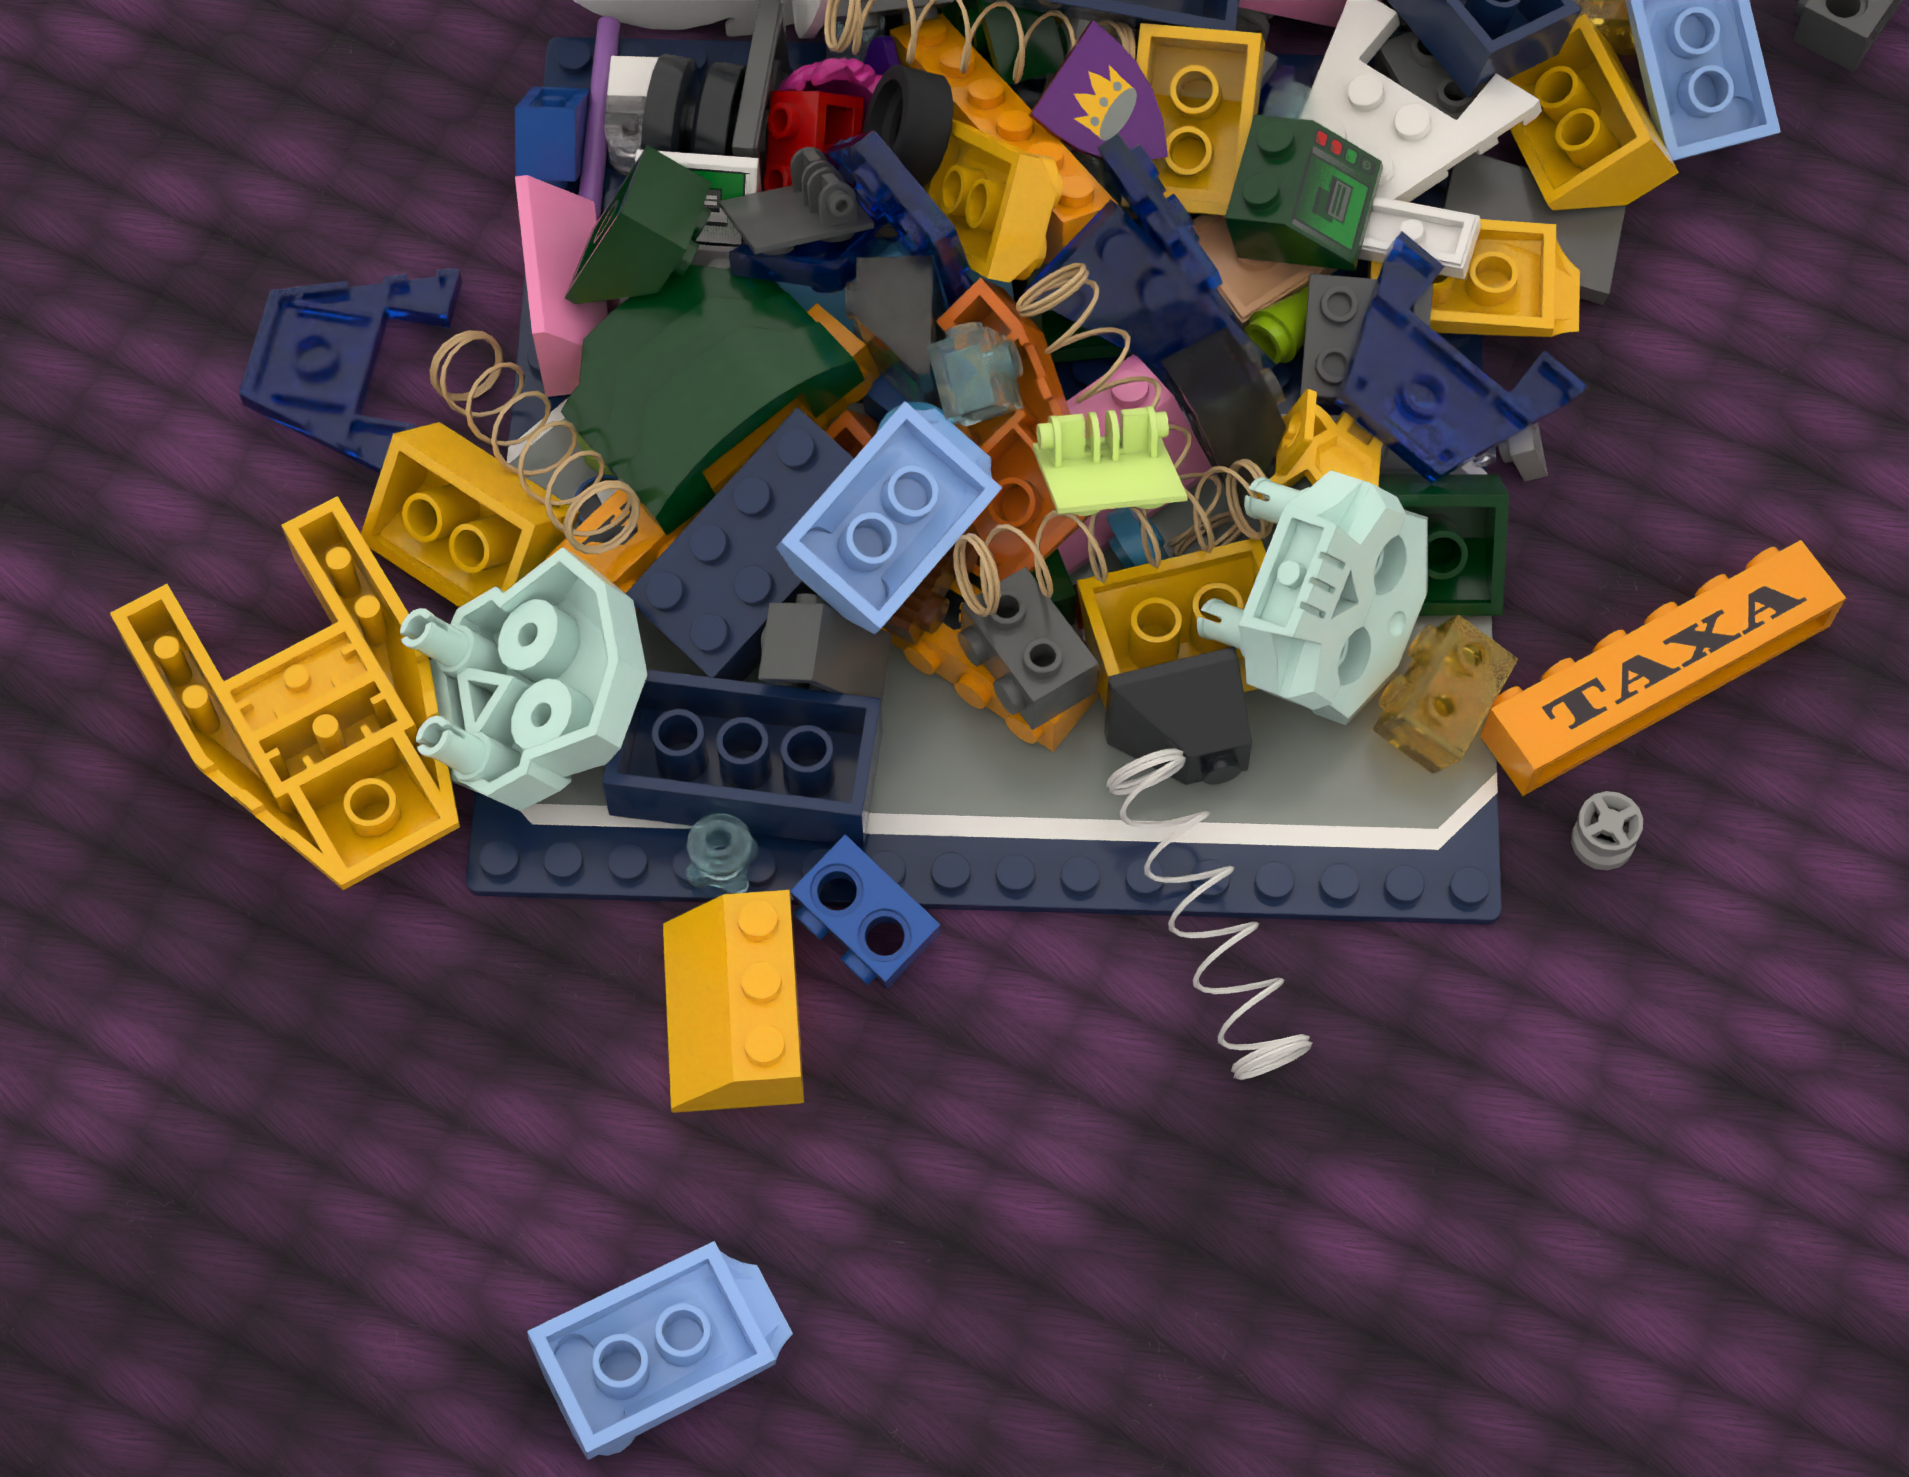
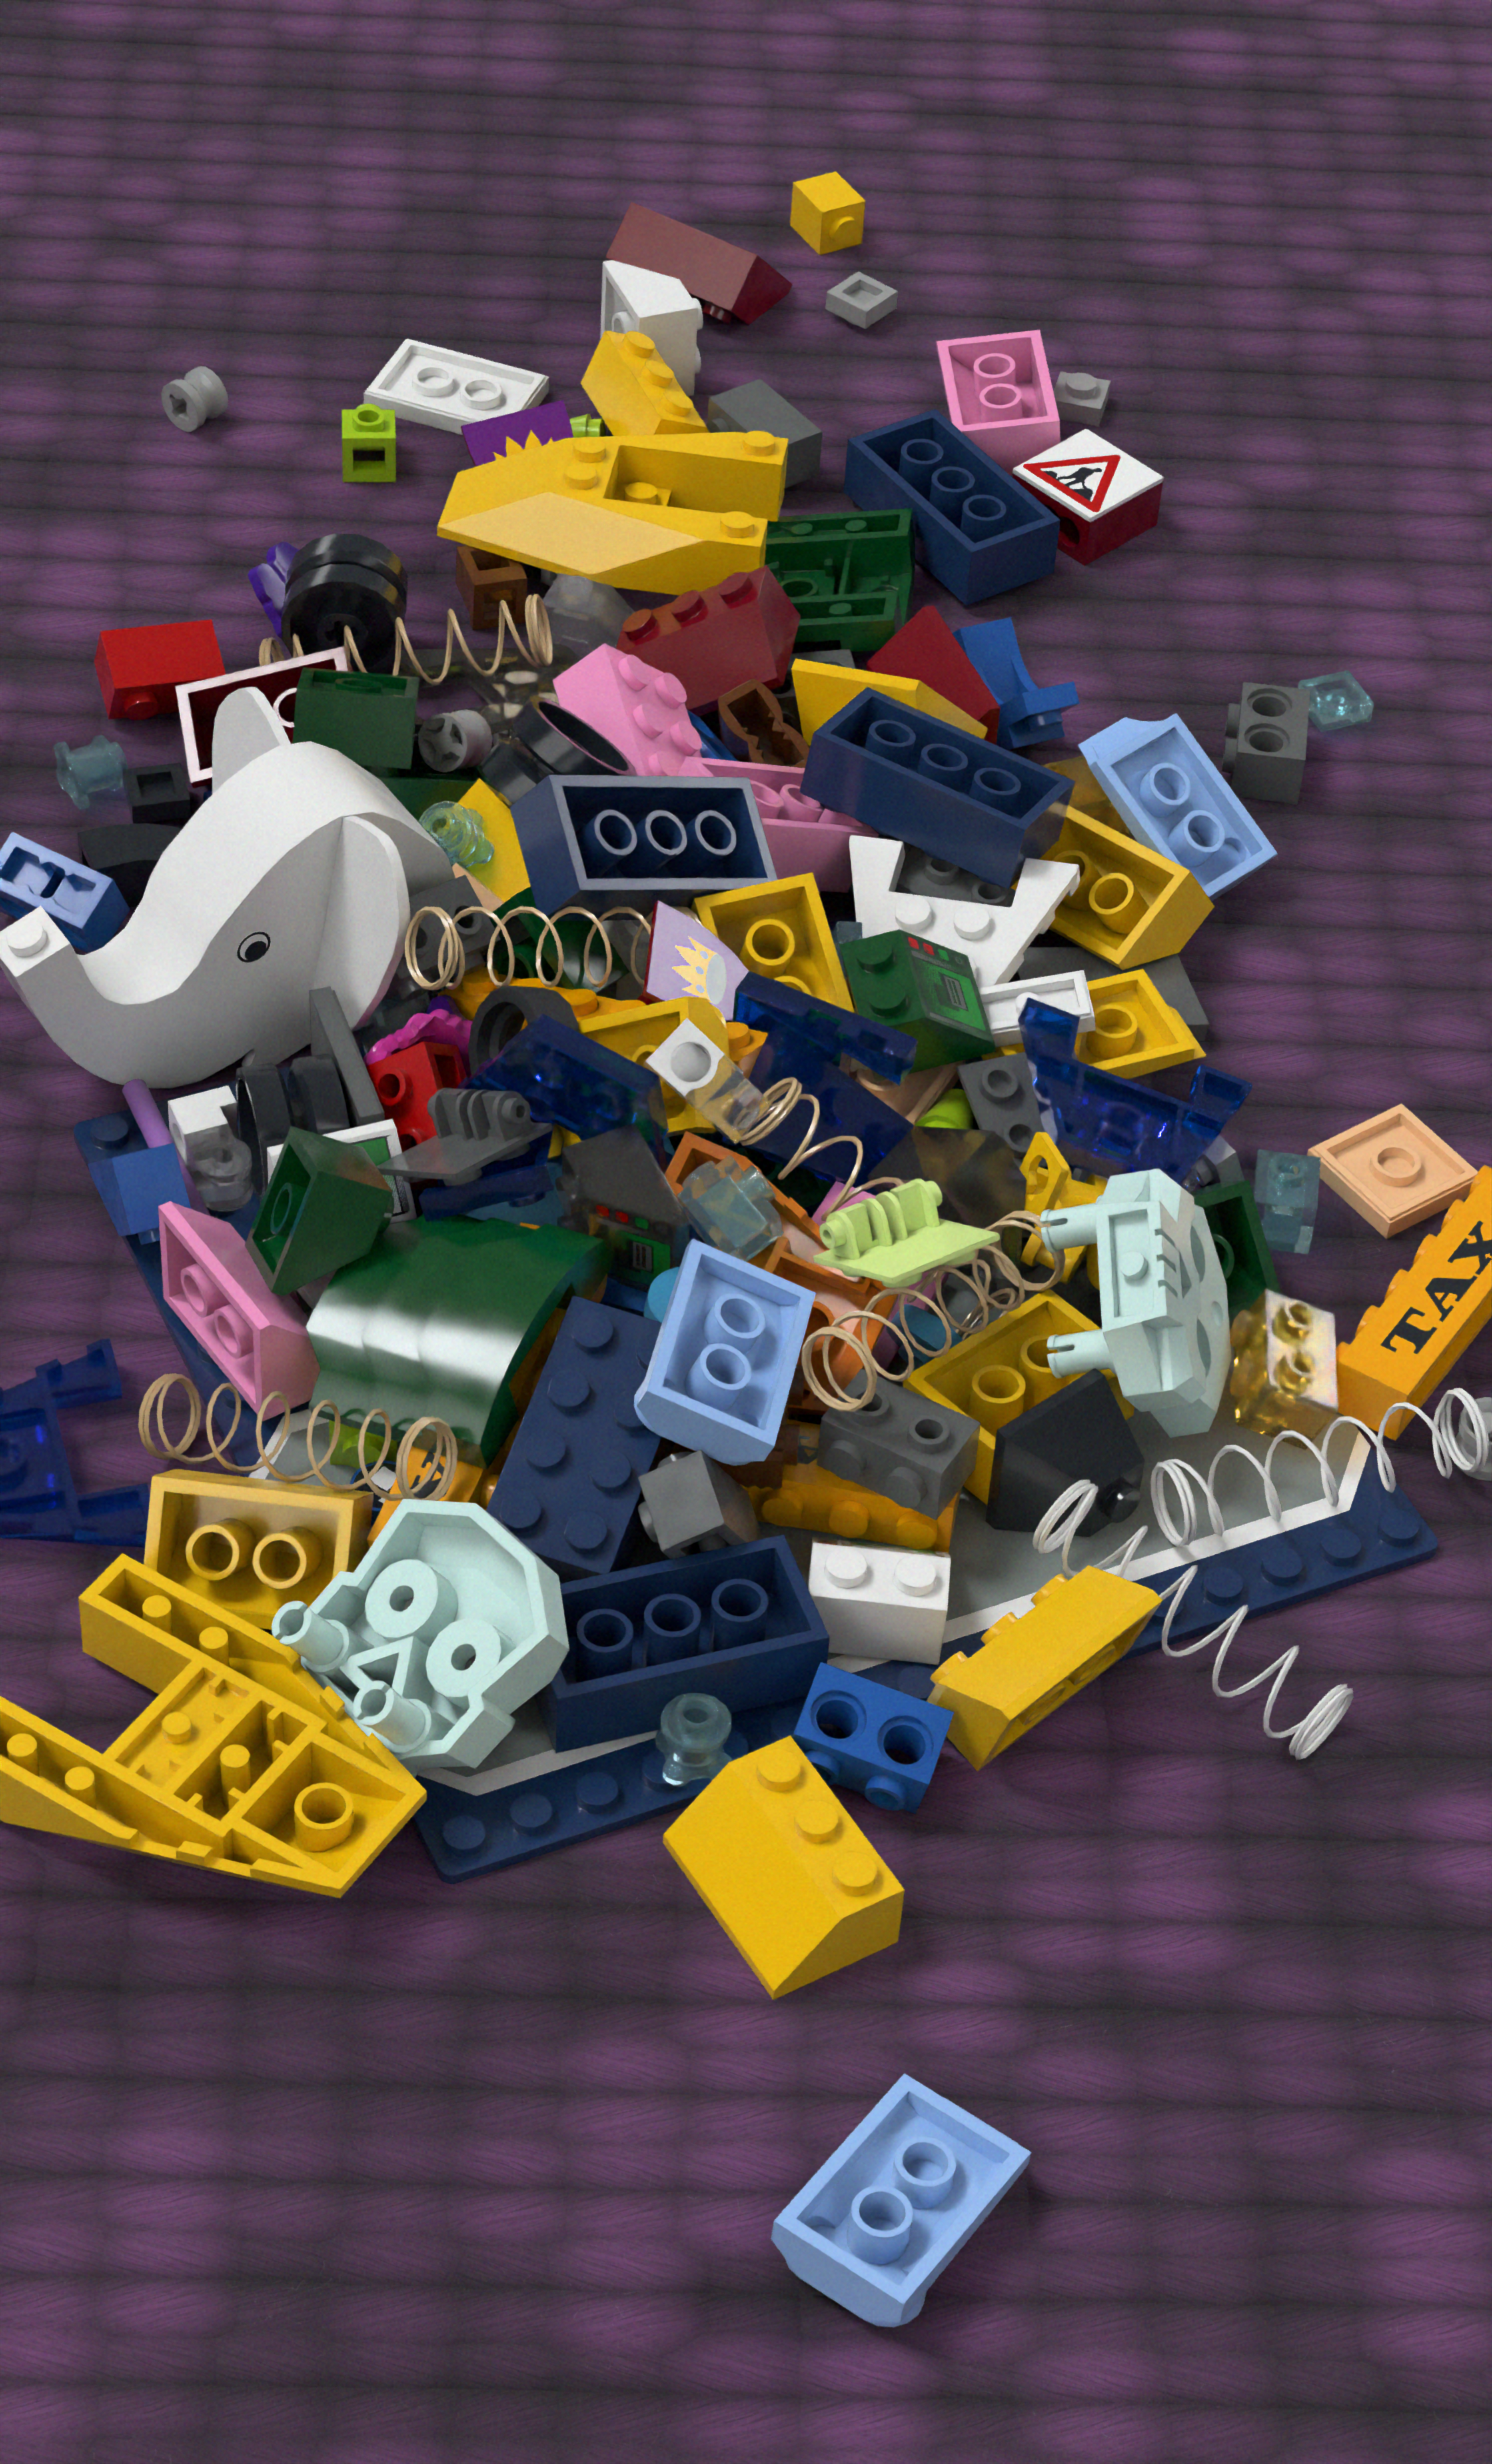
camera: 30 degrees left, 20 degrees down
(956, 771) = (880, 1598): none -> white slope
(999, 246) = (708, 1081): none -> leg
(1046, 898) = (1039, 1659): none -> yellow slope
(1563, 510) = (1286, 1198): none -> clear light blue brick
(1573, 820) = (1446, 1441): none -> white piece
(1696, 511) = (1394, 1170): none -> light nougat tile

